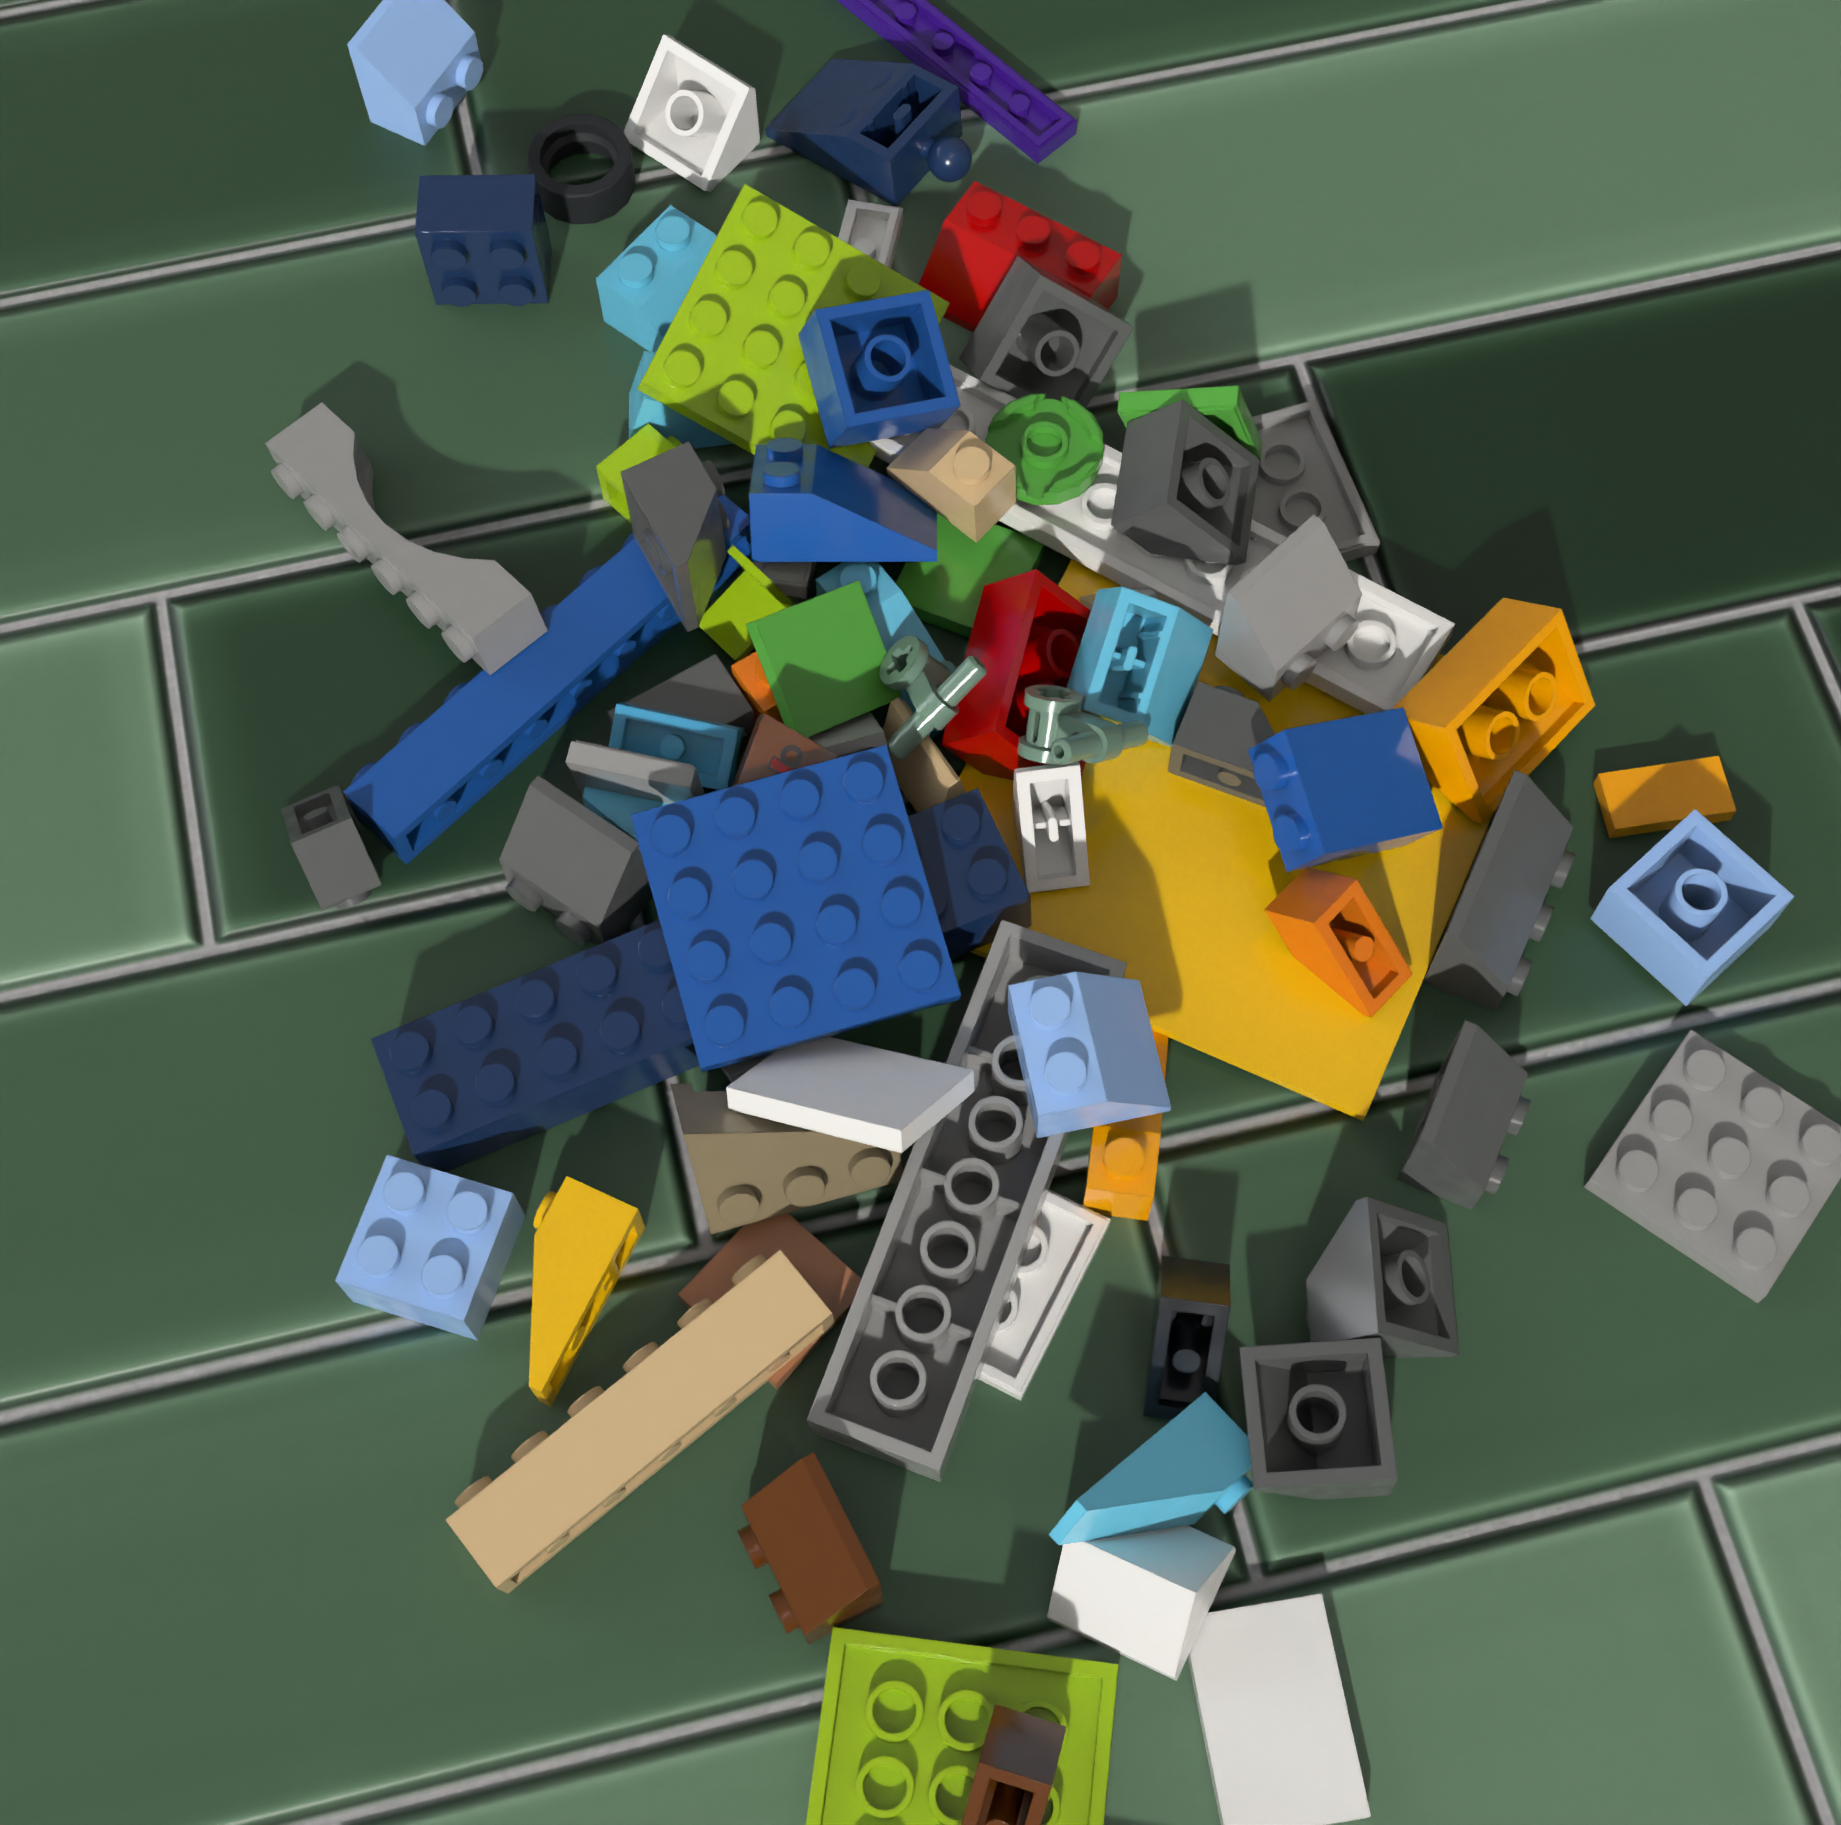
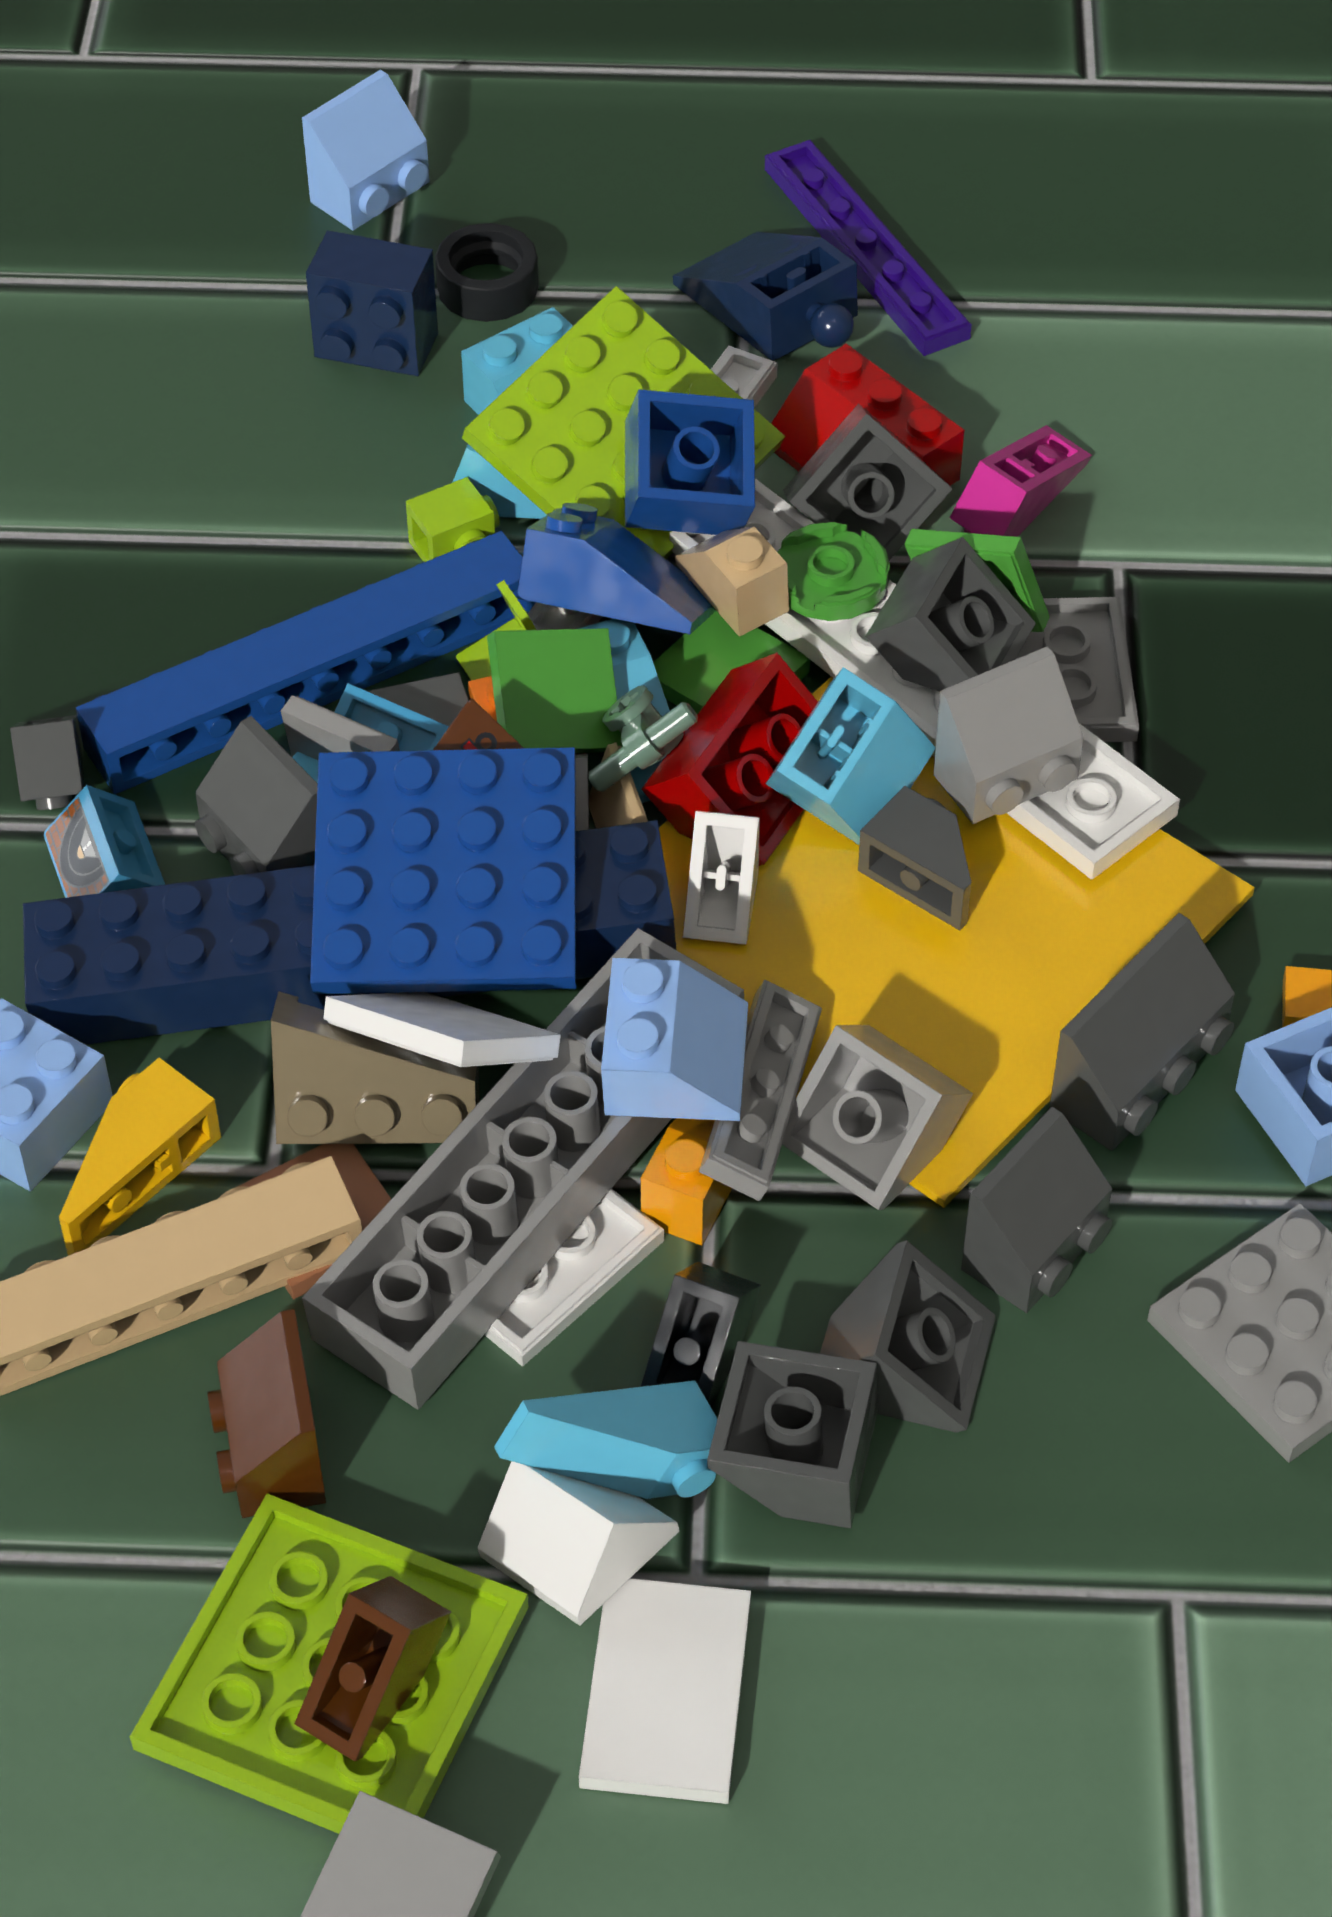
camera: 15 degrees right, 15 degrees down
(422, 943) = (101, 846): none -> dark azure panel
(472, 600) = (247, 577): light grey arch -> none
(679, 526) = (458, 549): dark grey slope -> none
(693, 115) = (606, 244): white slope -> none
(1065, 734) = (752, 785): sand green piece -> none
(1181, 1139) = (775, 1056): none -> light grey tile
(1184, 298) = (1018, 483): none -> dark pink slope
(1277, 1051) = (872, 1114): none -> light grey slope
(1339, 938) = (969, 1035): orange slope -> none
(1344, 788) = (1011, 900): blue brick -> none
(1497, 704) = (1210, 859): light orange slope -> none

